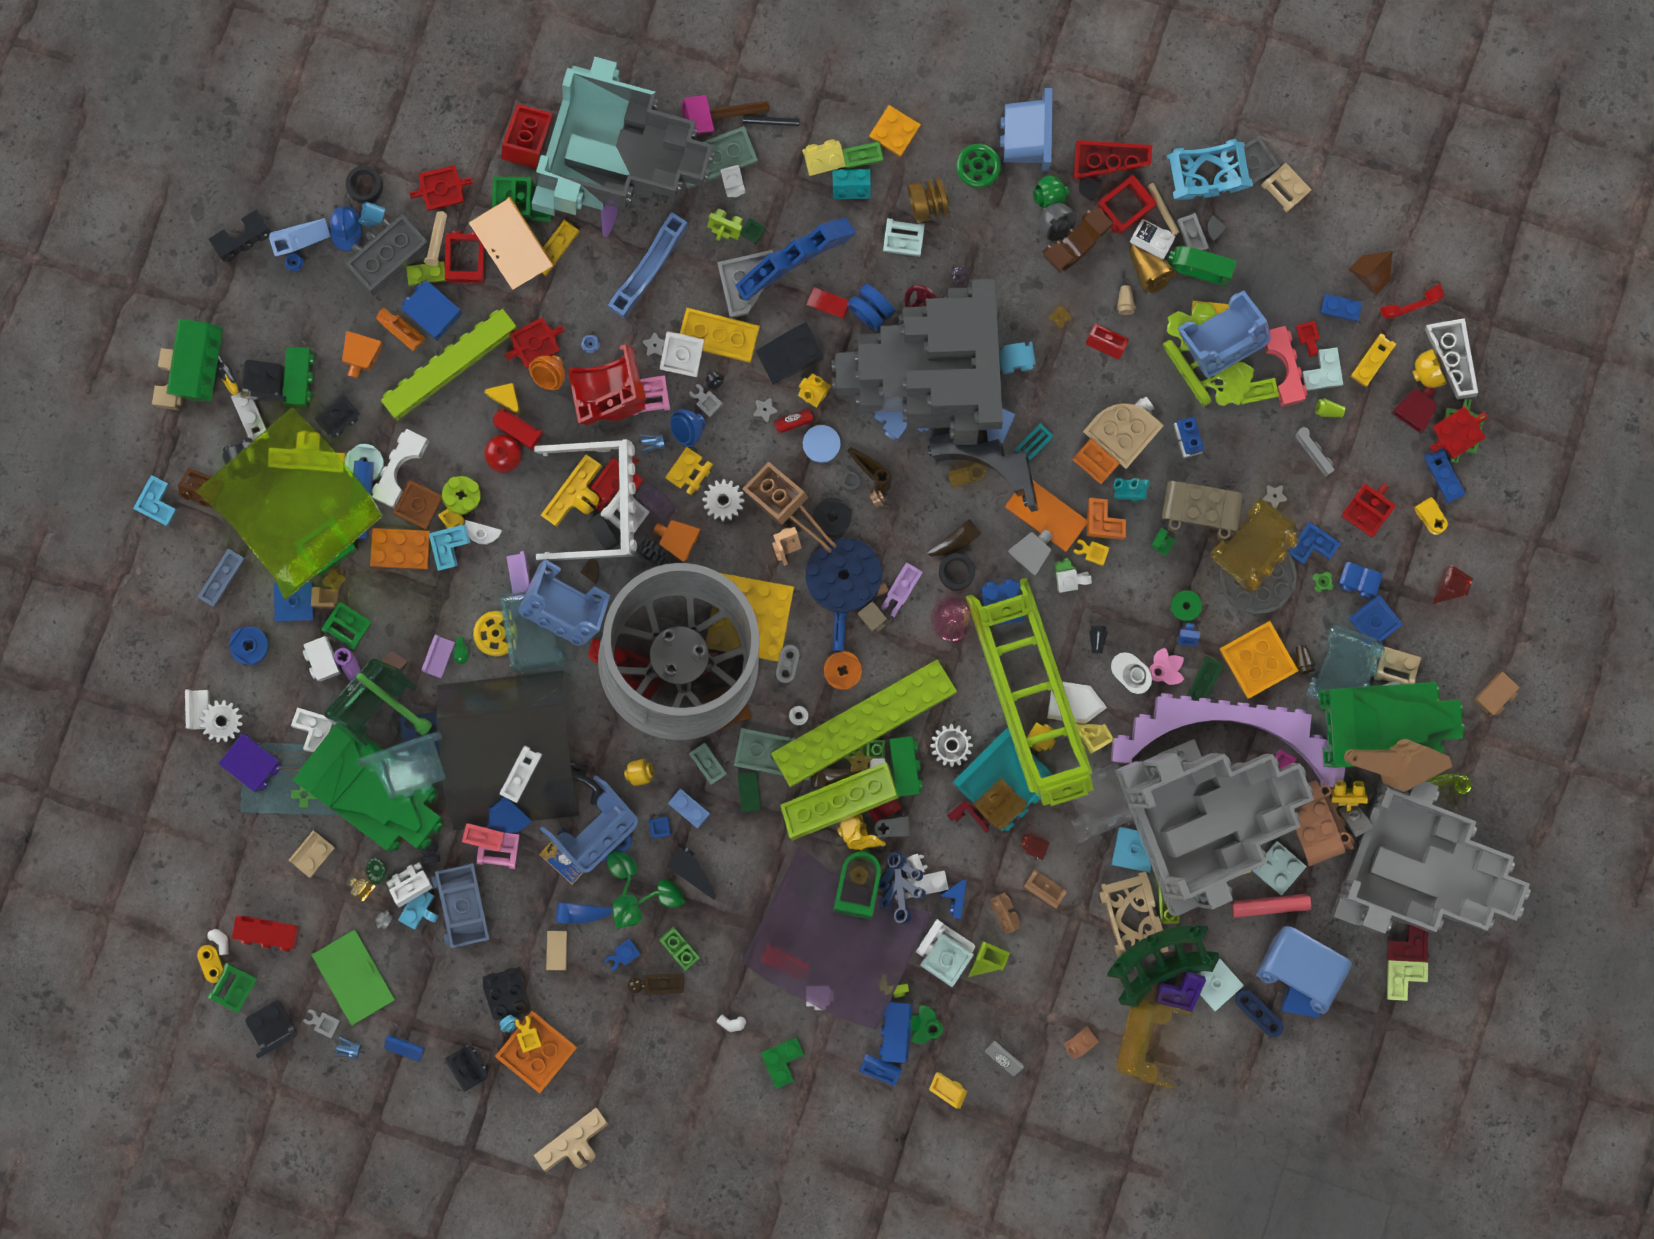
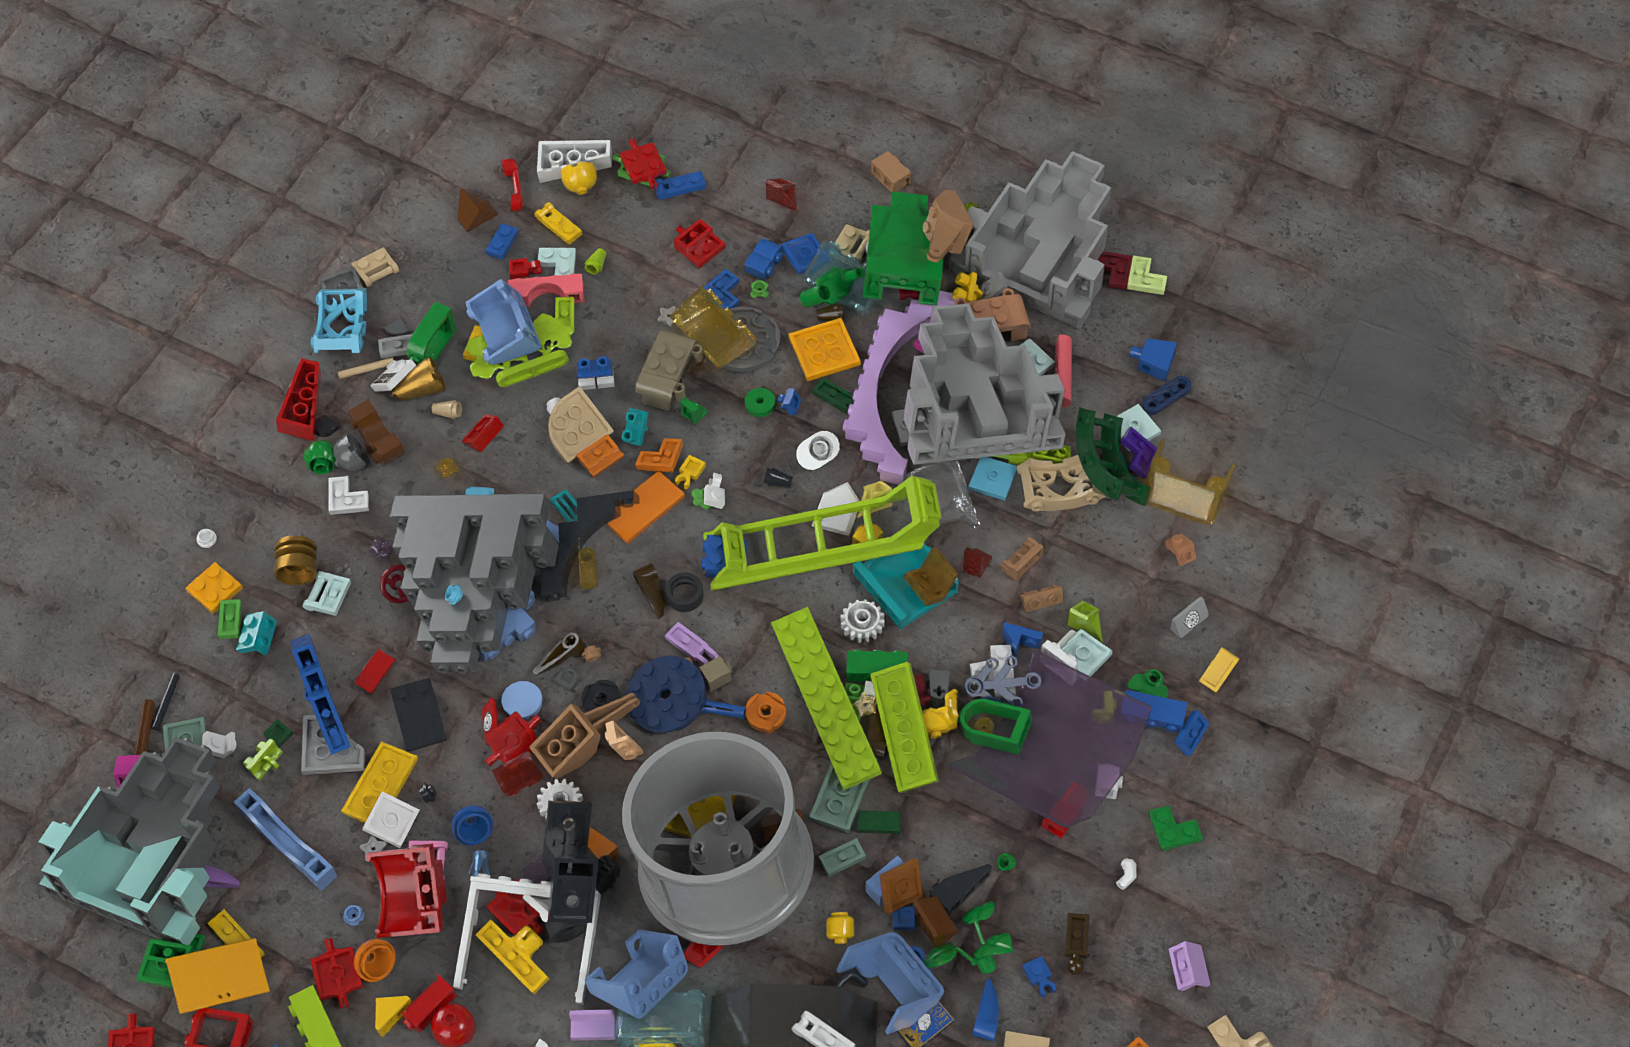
camera: 80 degrees left, 25 degrees down
(526, 136) = (102, 948): red slope -> none
(591, 570) = (606, 950): dark brown tile -> none
(648, 523) = (570, 862): none -> black bracket
(650, 1087) = (1189, 965): none -> lavender panel
(653, 855) = (934, 920): none -> reddish brown slope
(679, 948) = (1040, 916): bright green slope -> none
(681, 821) = (901, 885): none -> dark orange tile
(685, 467) = (515, 839): yellow plate -> none
(707, 402) = (449, 802): light grey plate -> none
(722, 909) = (1006, 858): none -> green hinge
(743, 457) = (517, 774): none -> clear red bracket
(764, 414) = (472, 754): light grey plate -> none
(774, 445) = (511, 738): none -> red plate
(794, 710) = (805, 756): white plate -> none
(813, 390) = (463, 695): yellow brick -> none
(823, 157) = (220, 655): light yellow bracket -> none
(871, 307) = (391, 627): blue wheel -> none
(893, 359) = (453, 594): none -> medium azure plate
(945, 109) = (206, 538): none -> white plate
(950, 618) = (731, 603): clear pink hair -> none
(958, 813) = (930, 615): dark red bracket -> none
(979, 150) = (274, 502): green plate -> none
(1005, 226) = (342, 500): none -> white plate
(1028, 131) = (254, 462): medium blue windscreen -> none
(1032, 551) = (678, 521): light grey torso -> none
(1140, 193) = (345, 382): red window -> none
(1169, 667) = (815, 424): bright pink plate -> none
(1305, 967) = (1123, 344): medium blue windscreen -> none
(1314, 450) = (634, 278): light grey plate -> none
(1331, 655) = (831, 286): none -> green piece
(1417, 409) = (613, 195): dark red torso -> none
(1430, 514) = (715, 198): yellow piece -> none

